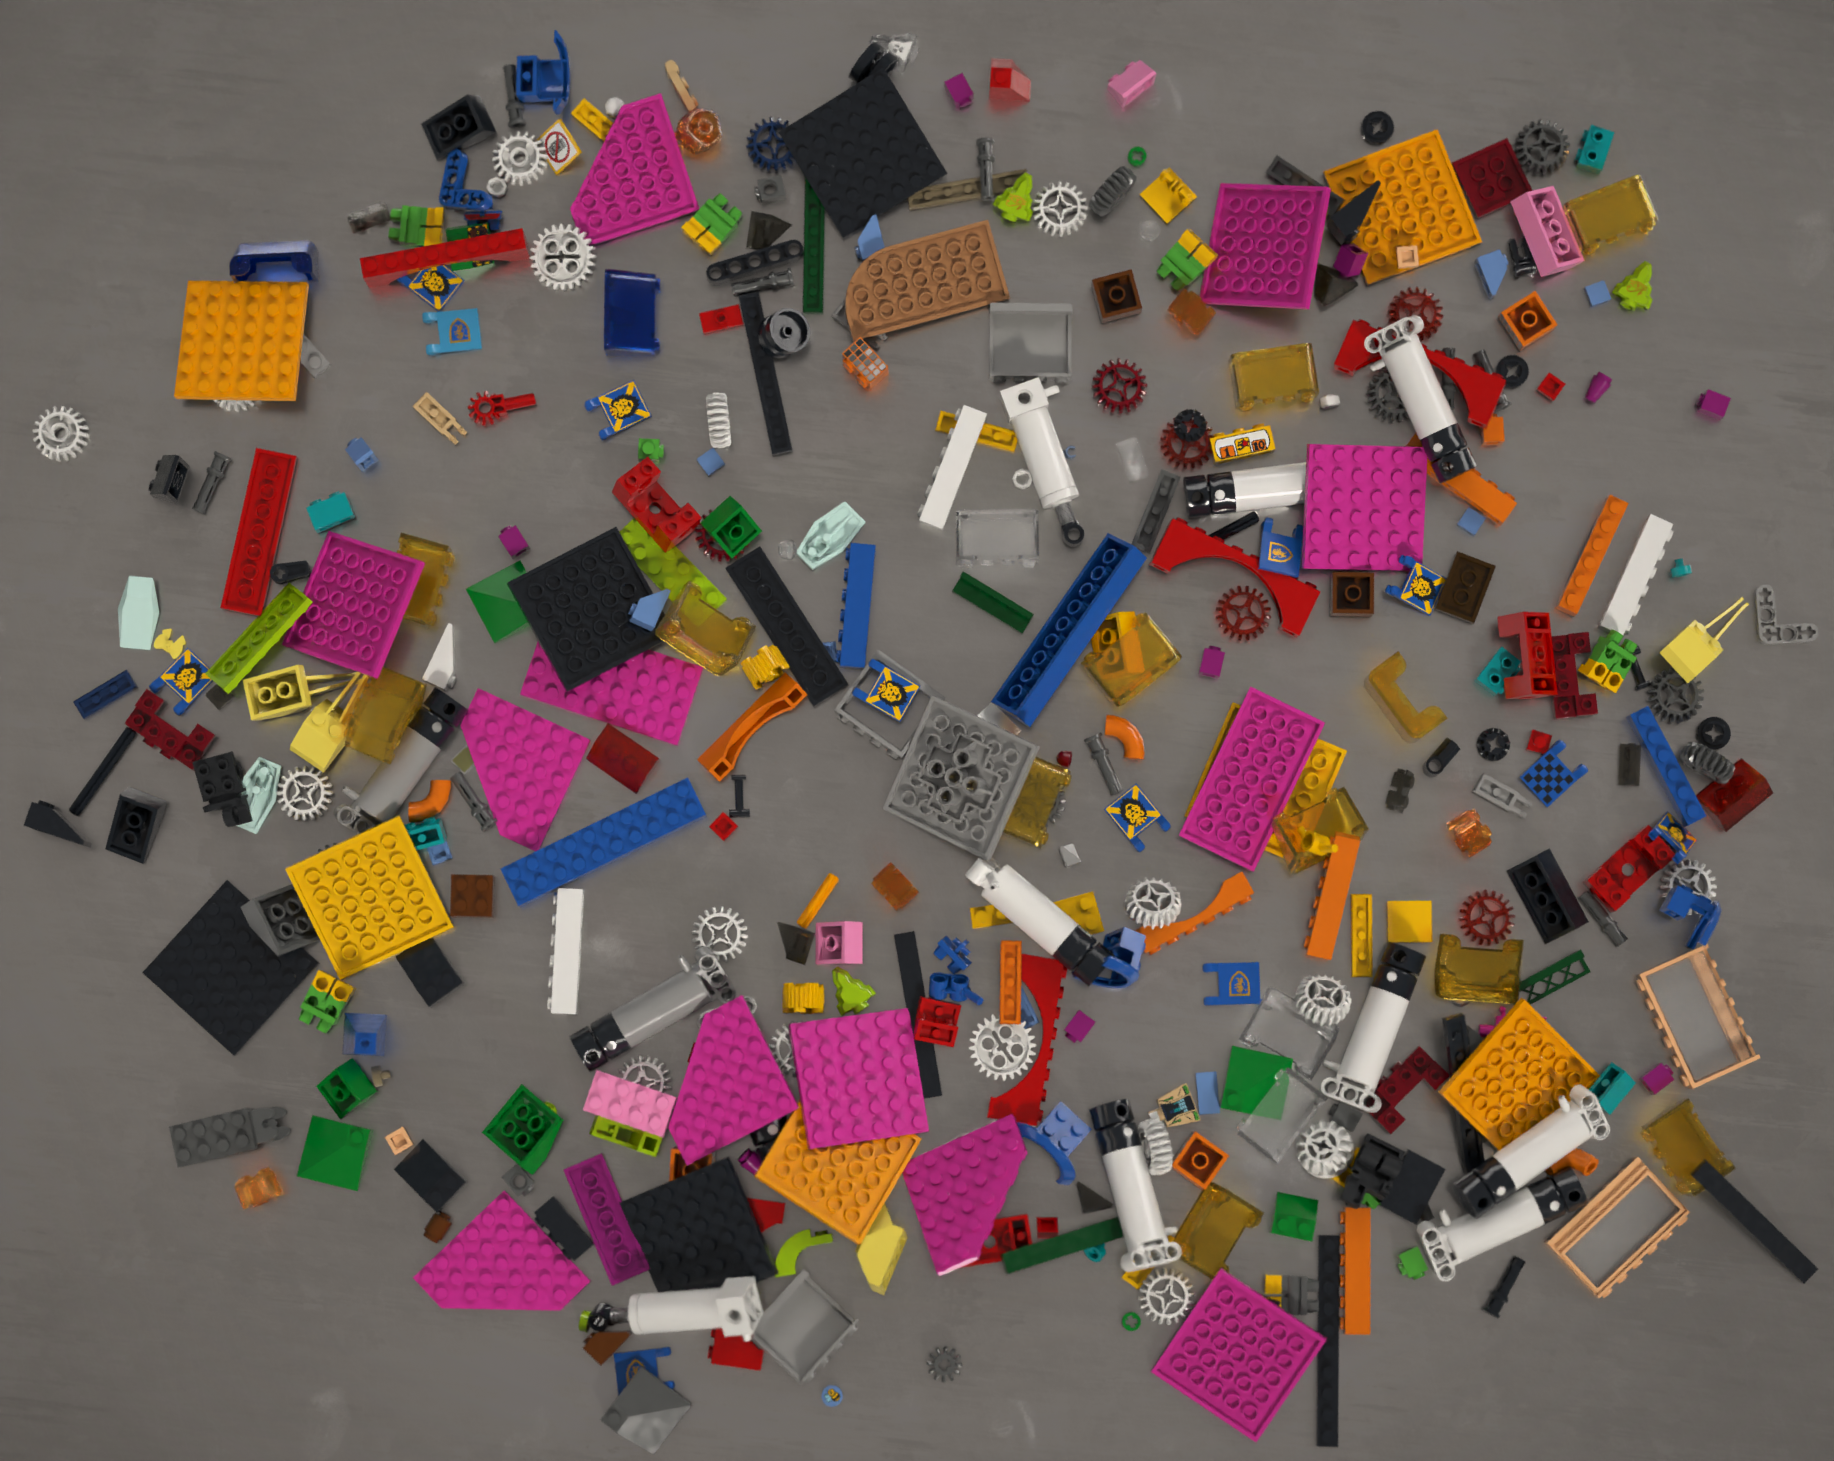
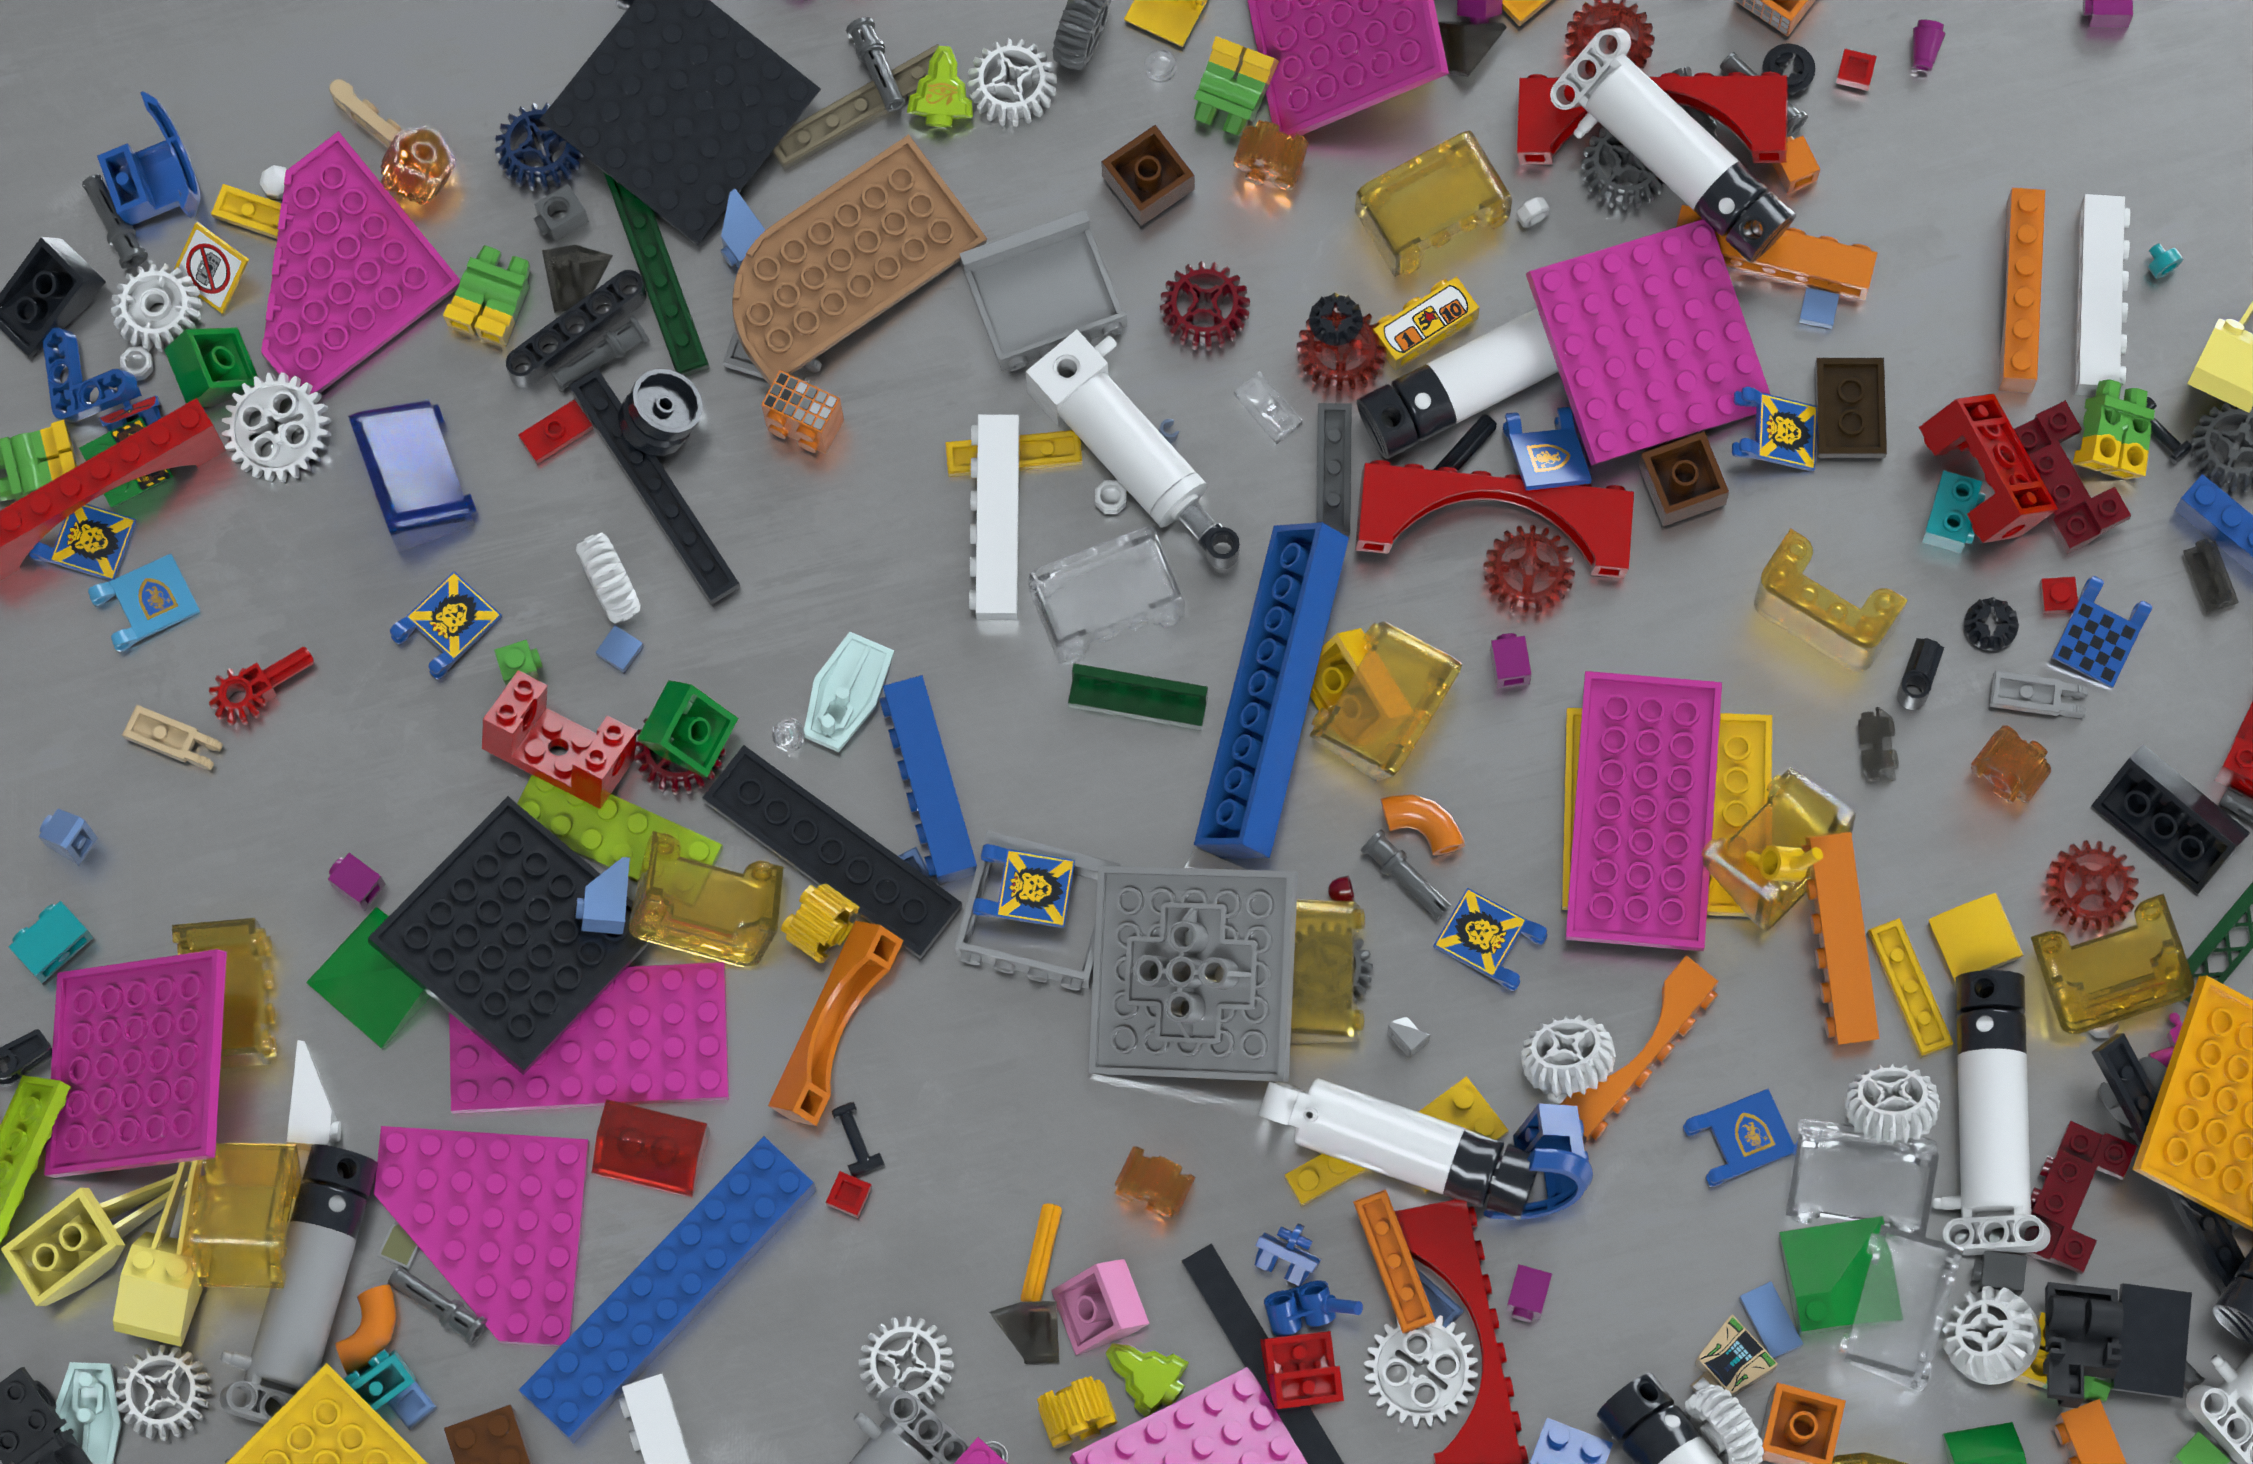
camera: 15 degrees left, 10 degrees down
(538, 205) = (210, 364): none -> green slope

